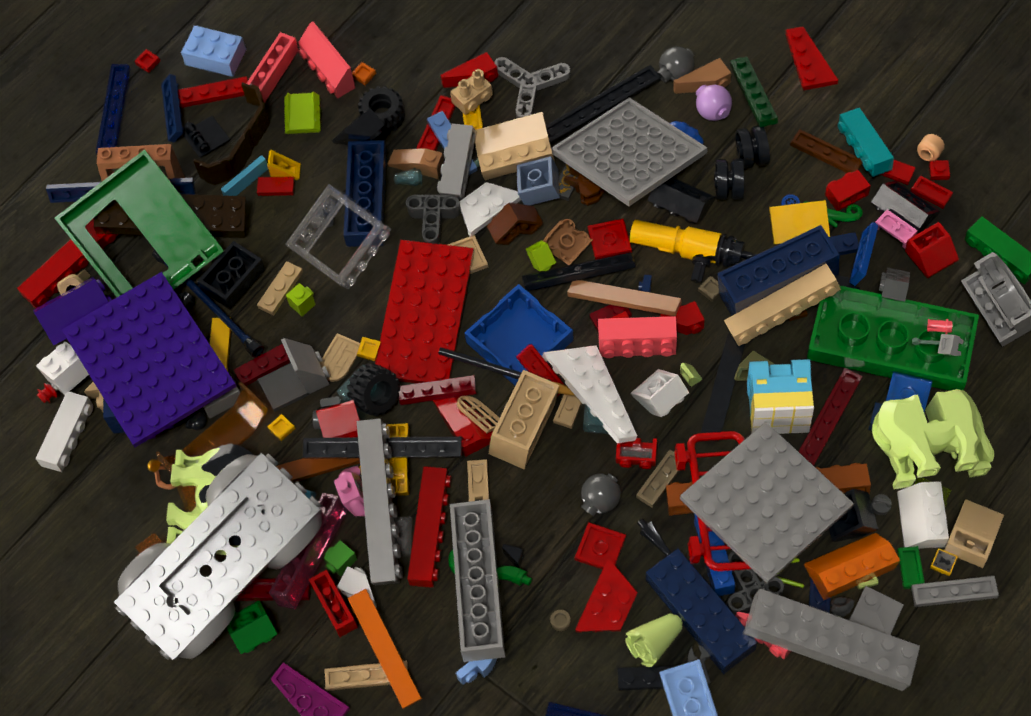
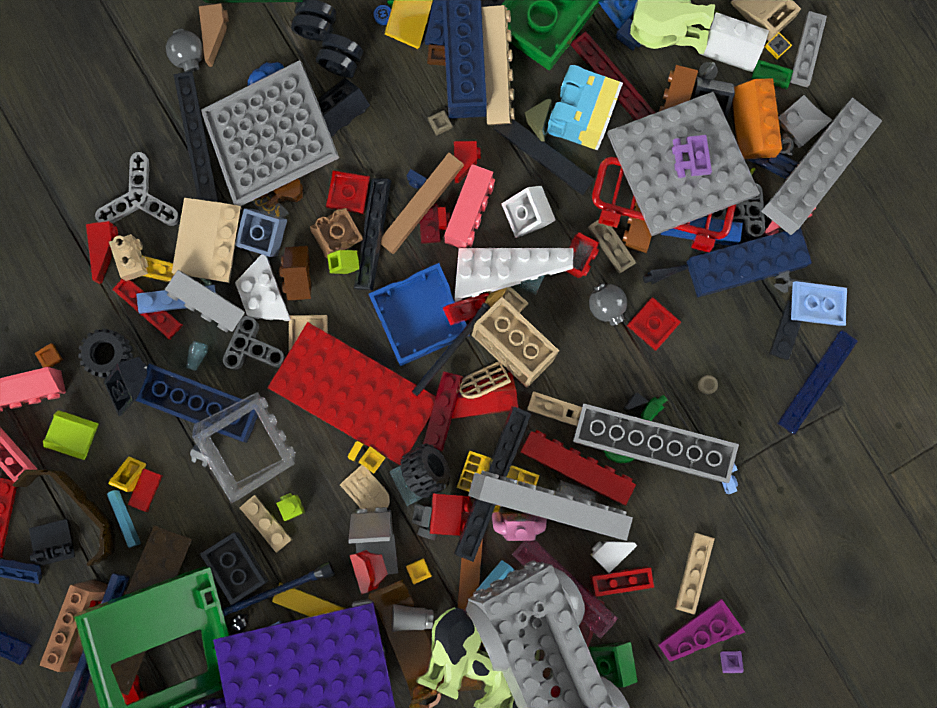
camera: 80 degrees left, 20 degrees up
(233, 428) = (411, 618): none -> light grey plant
(262, 365) = (344, 570): dark red plate -> none
(266, 380) = (368, 570): none -> red slope
(339, 558) = (577, 561): bright green brick -> none
(371, 332) = (355, 451): none -> yellow tile
(384, 648) = (681, 549): orange tile -> none
(424, 159) = (179, 341): medium nougat slope -> none
(608, 602) = (709, 337): red wing -> none
(653, 638) = (759, 310): yellowish green cone -> none
(690, 374) = (520, 177): yellowish green slope -> none
(691, 243) = (391, 118): yellow piece -> none
(713, 102) = (244, 34): lavender brick -> none
(775, 505) = (698, 156): none -> medium lavender plate

